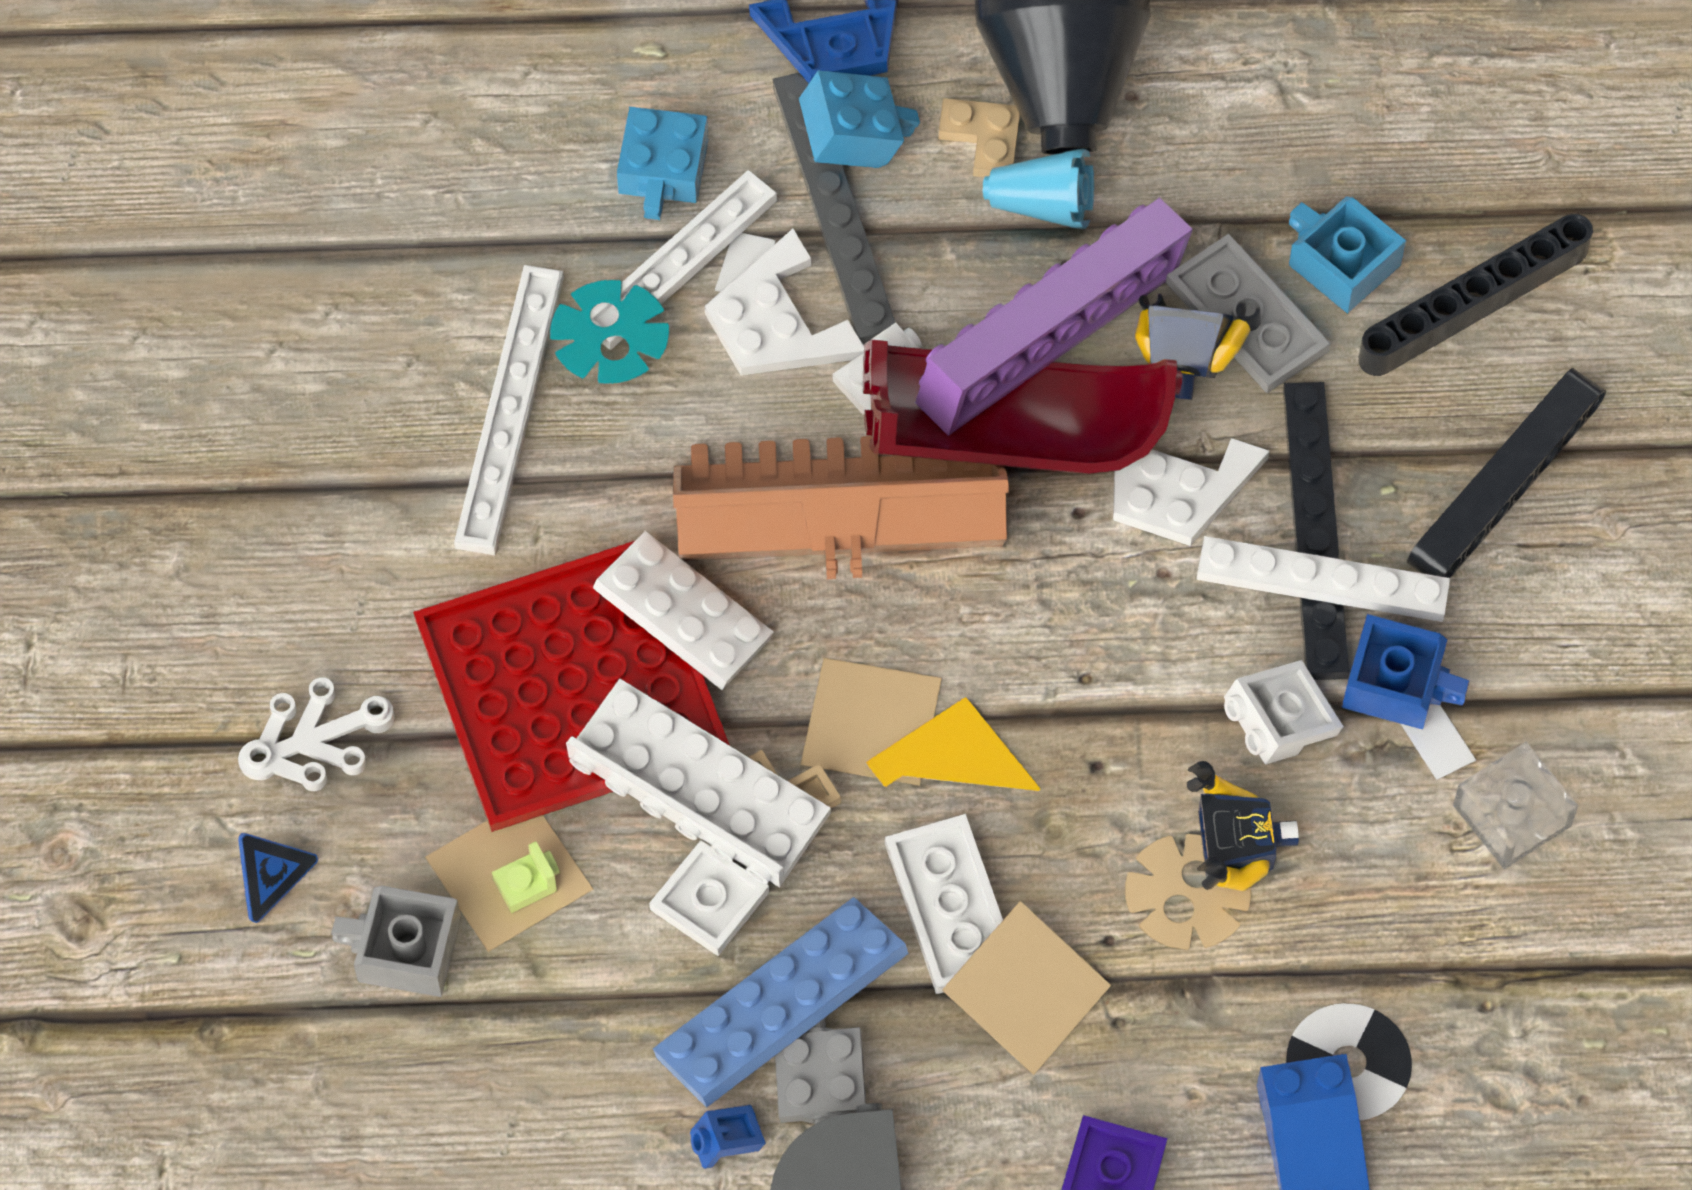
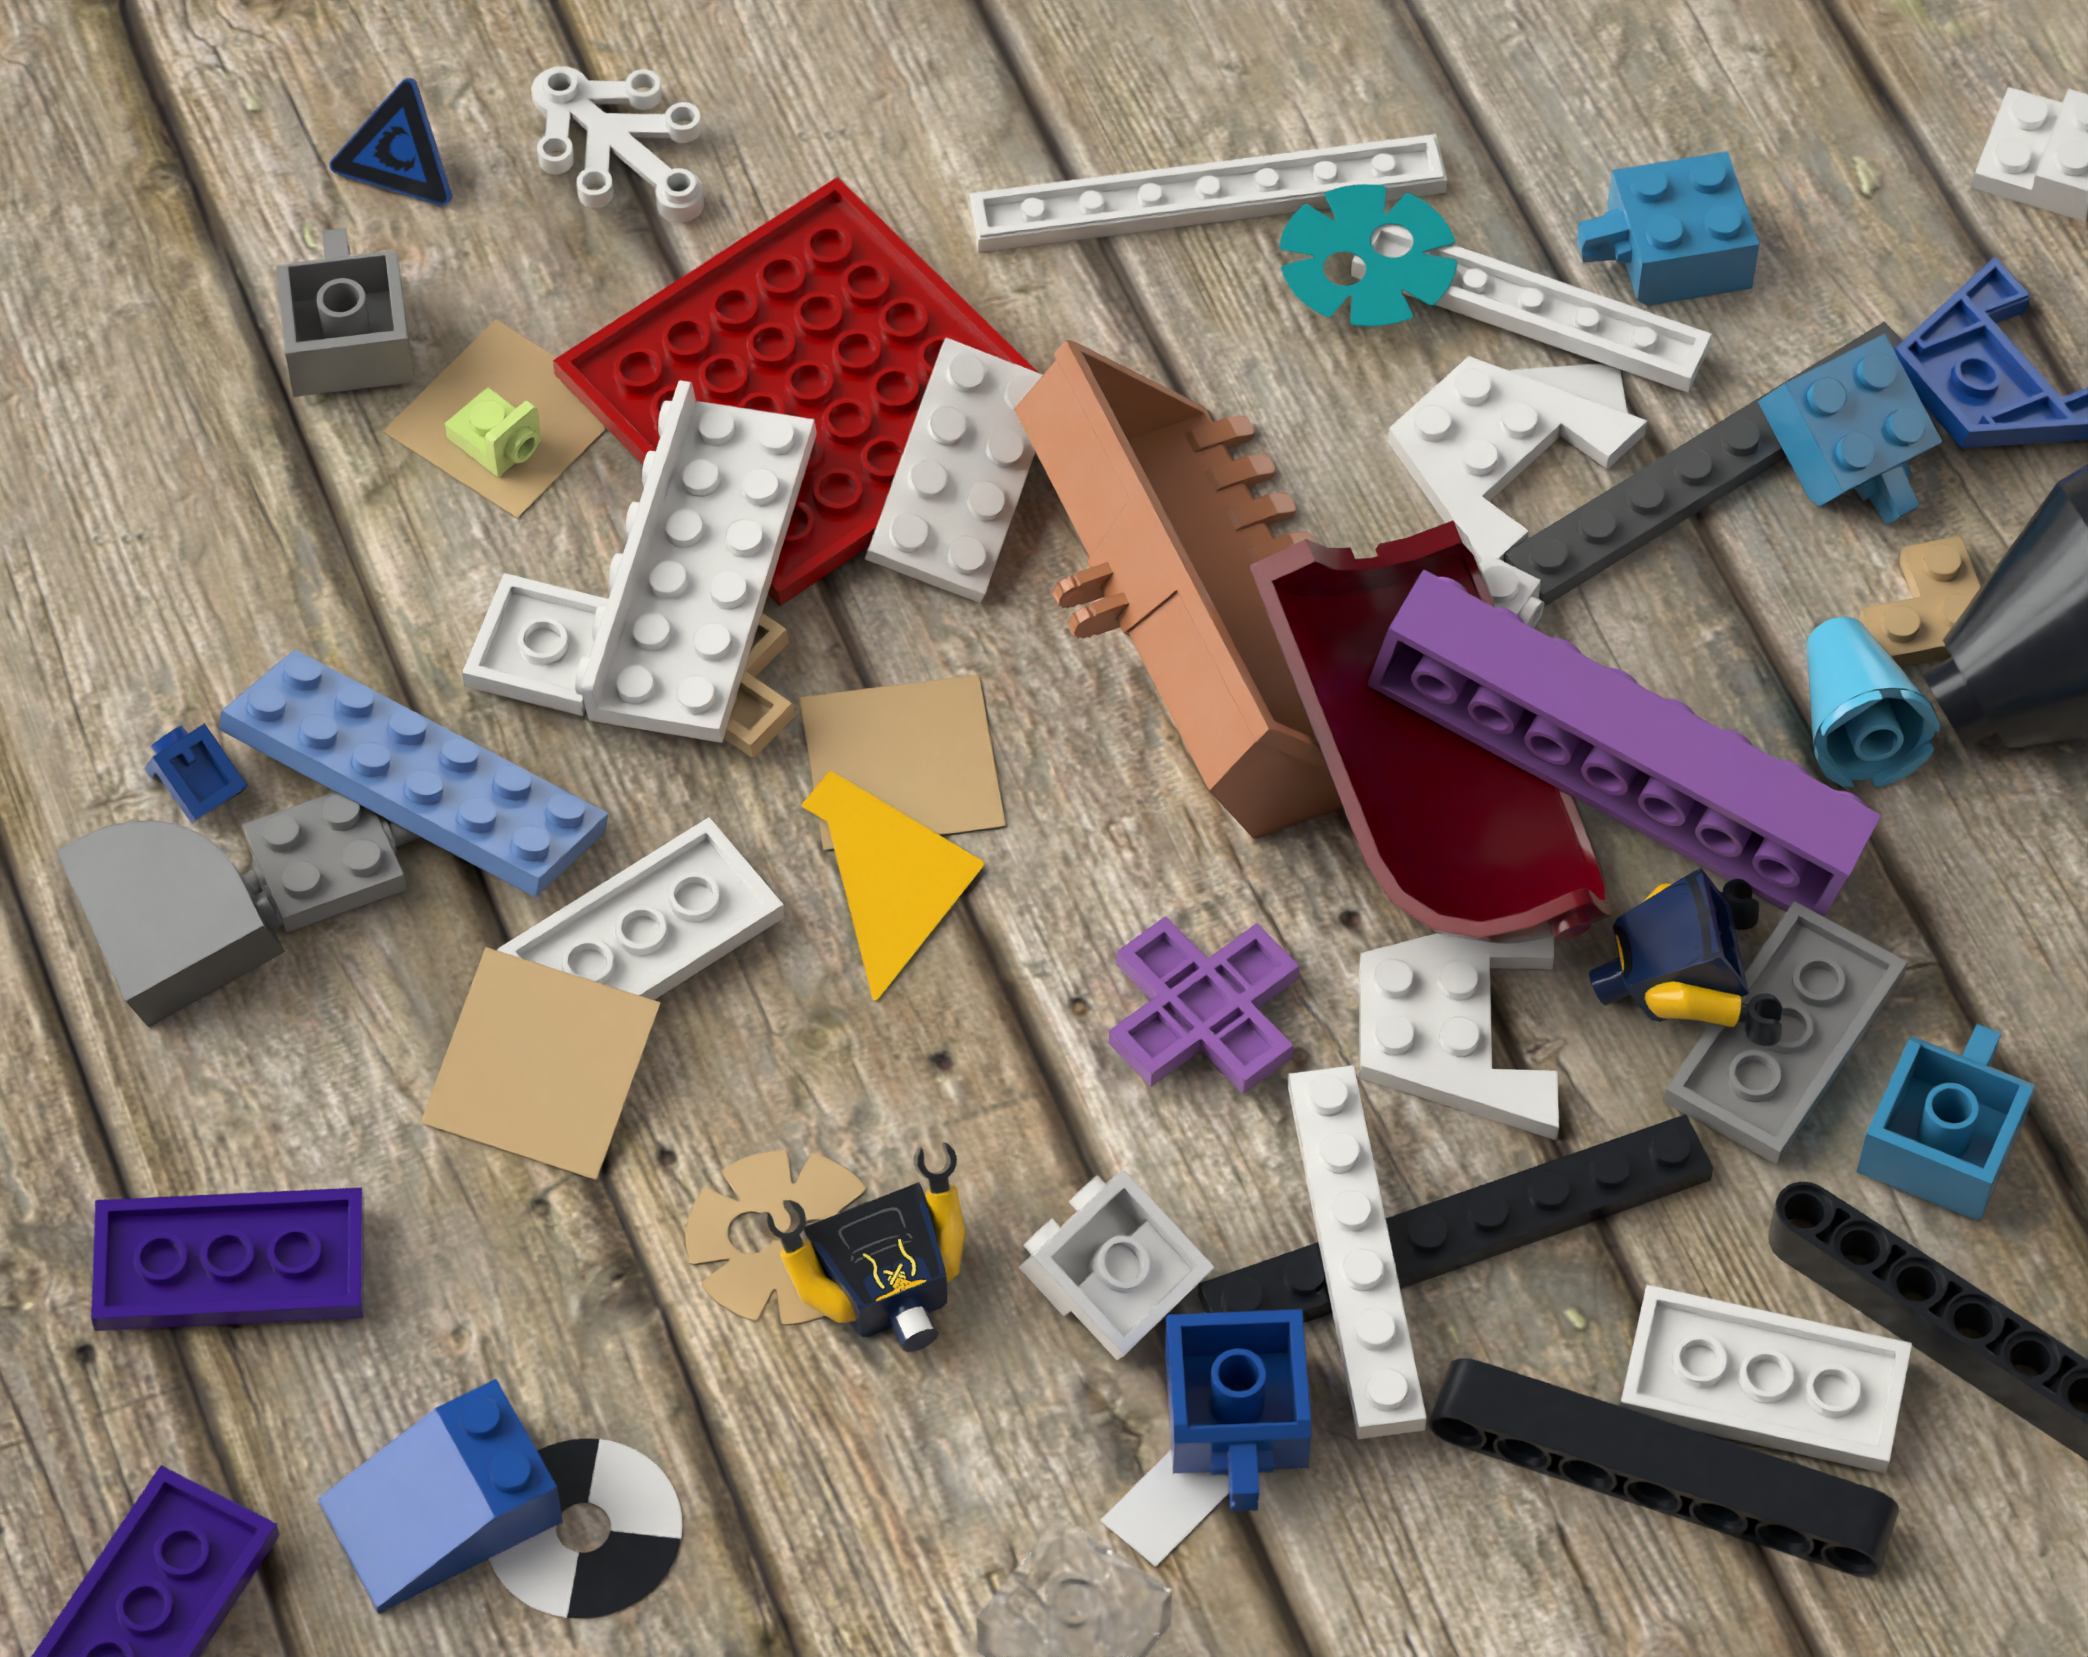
camera: 70 degrees right, 5 degrees down
(1118, 607) = (1204, 1005): none -> medium lavender plate
(1467, 406) = (1767, 1378): none -> white plate

